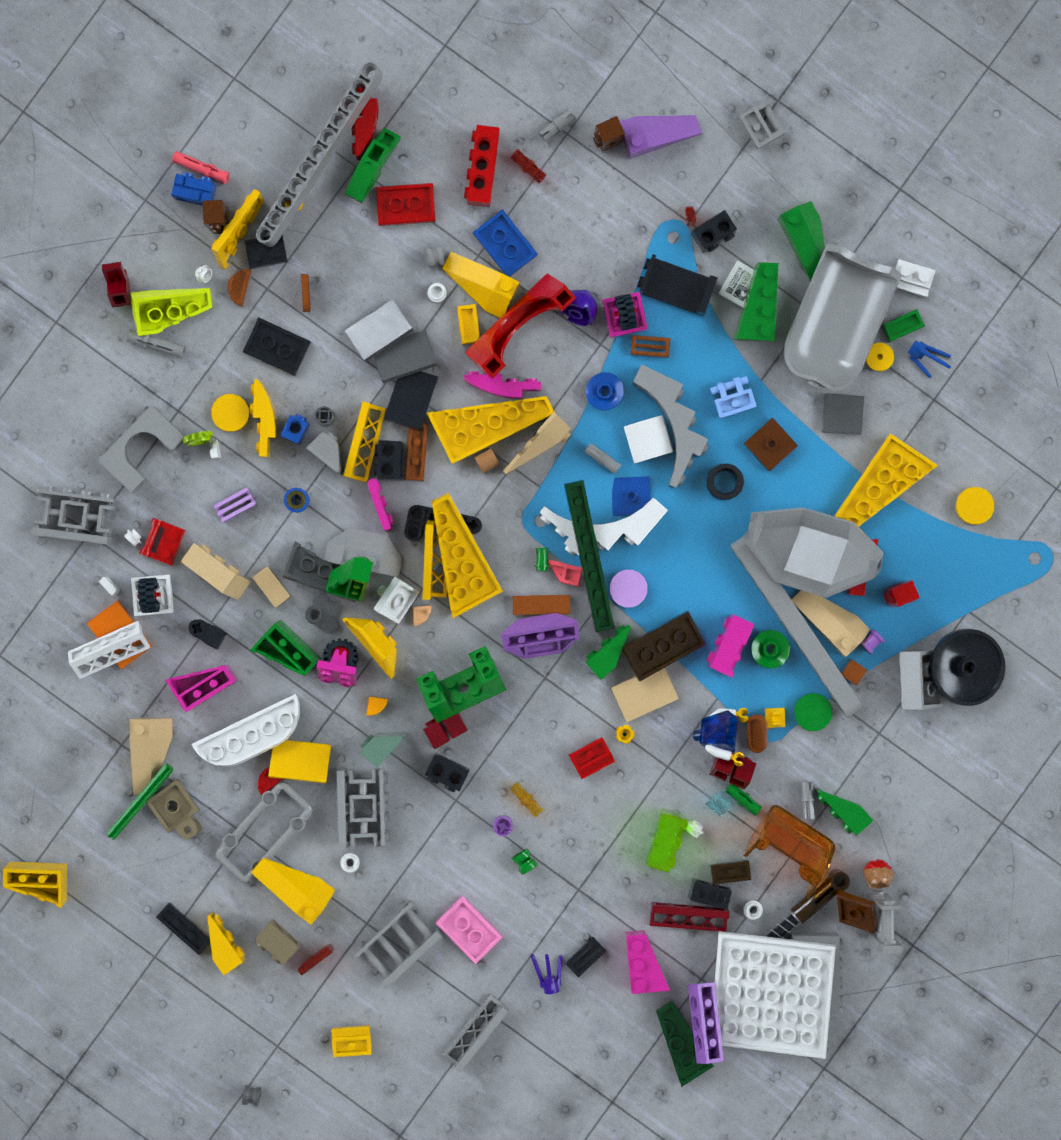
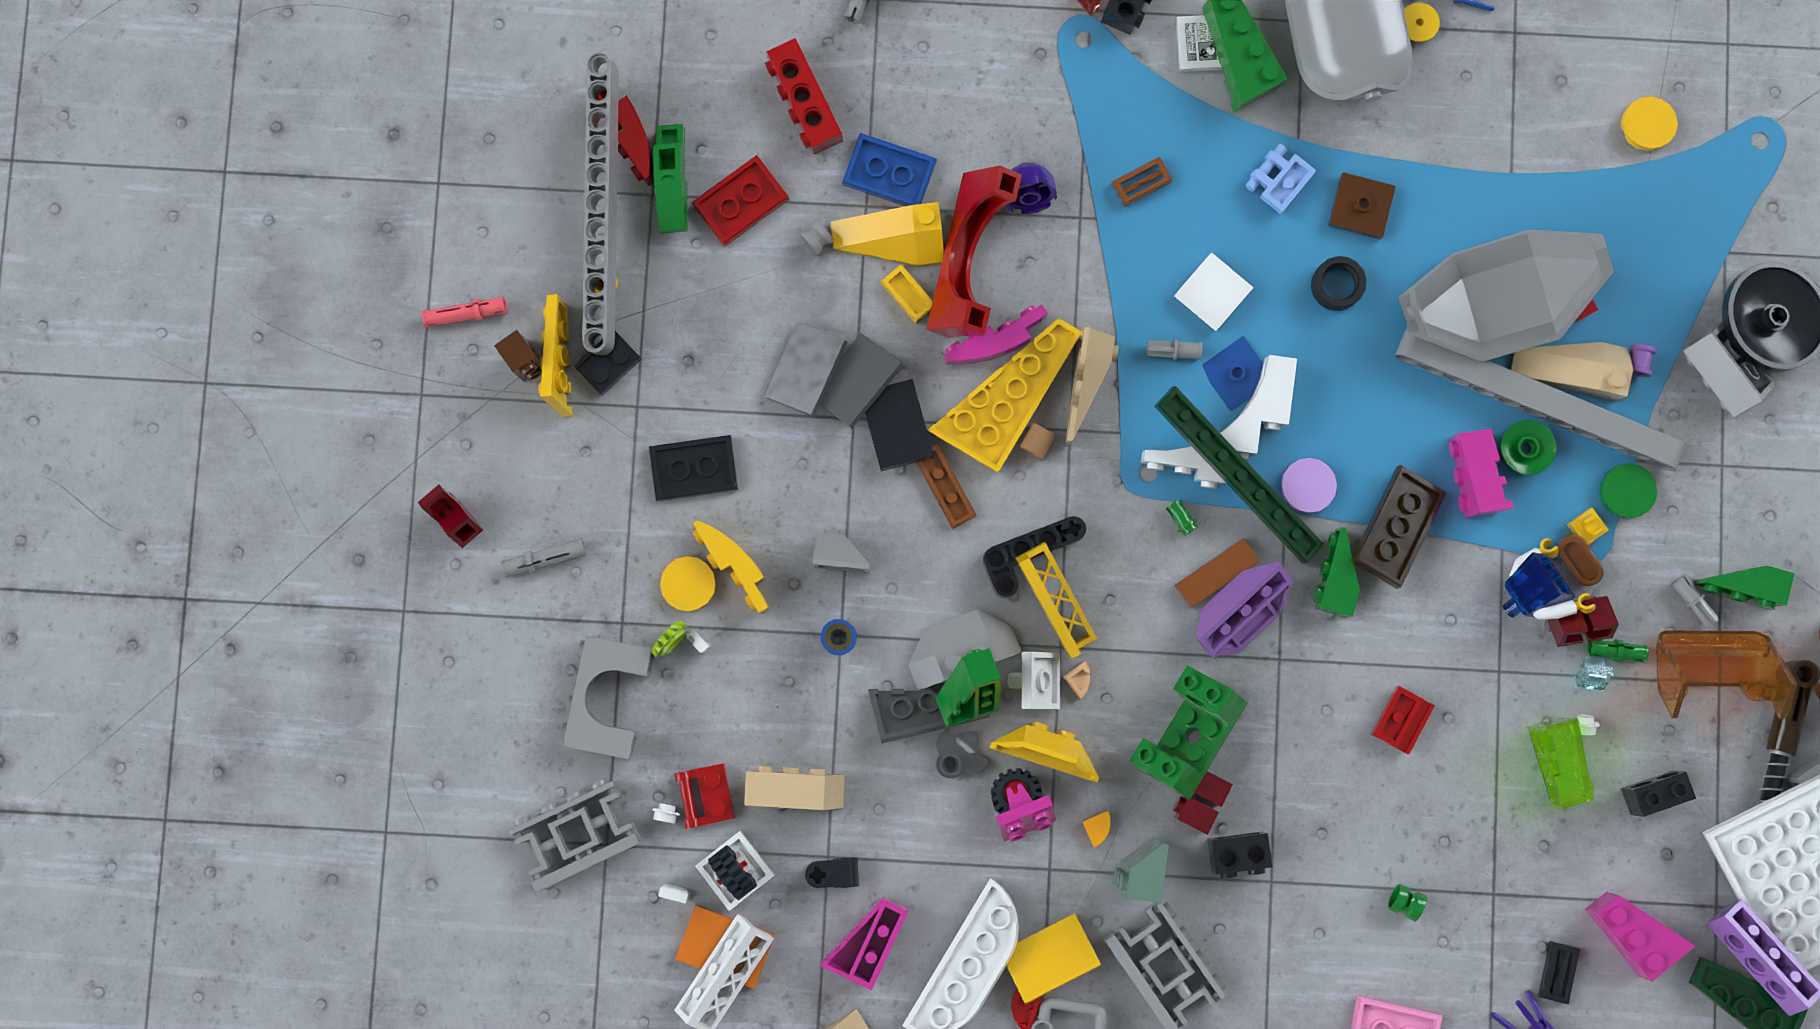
camera: 30 degrees left, 5 degrees down
(162, 308) = (524, 511): neon yellow wedge -> none
(193, 189) = (471, 344): blue brick -> none
(203, 274) = (548, 437): white plate -> none
(220, 512) = (753, 713): lavender tile -> none
(238, 286) = (600, 424): dark orange tile -> none
(271, 586) = (875, 764): tan tile -> none
(287, 649) = (945, 828): green wedge -> none
(295, 437) = (787, 563): blue brick -> none
(305, 292) = (687, 380): dark orange tile -> none
(328, 416) = (809, 517): dark grey wheel -> none
(357, 441) = (865, 518): yellow fence -> none
(380, 504) = (942, 576): dark pink hinge -> none
(394, 460) = (925, 514): black brick -> none
(437, 292) = (845, 280): white plate -> none
(464, 566) = (1097, 586): yellow wing -> none
(502, 825) = (1355, 878): medium lavender wheel -> none
(526, 799) = (1357, 824): clear yellow pin -> none
(528, 166) = (858, 63): clear red pin -> none
(566, 573) = (1222, 514): coral tile -> none
(601, 382) = (1119, 255): blue dish -> none
(624, 314) = (1087, 163): plate -> none
(625, 739) = (1429, 662): yellow plate -> none
(642, 697) = (1413, 607): tan tile -> none
(676, 286) = (1127, 91): black panel -> none
(687, 443) = (1235, 242): light grey arch -> none
(691, 911) = (1647, 832): dark red fence -> none
(730, 872) = (1663, 750): dark brown plate -> none
(757, 914) = (1729, 779): white plate -> none
(843, 413) = (1421, 115): dark grey tile -> none
(853, 672) = (1644, 410): dark orange tile -> none
(885, 478) = (1524, 159): yellow wing -> none
(901, 593) = (1639, 279): red brick -> none

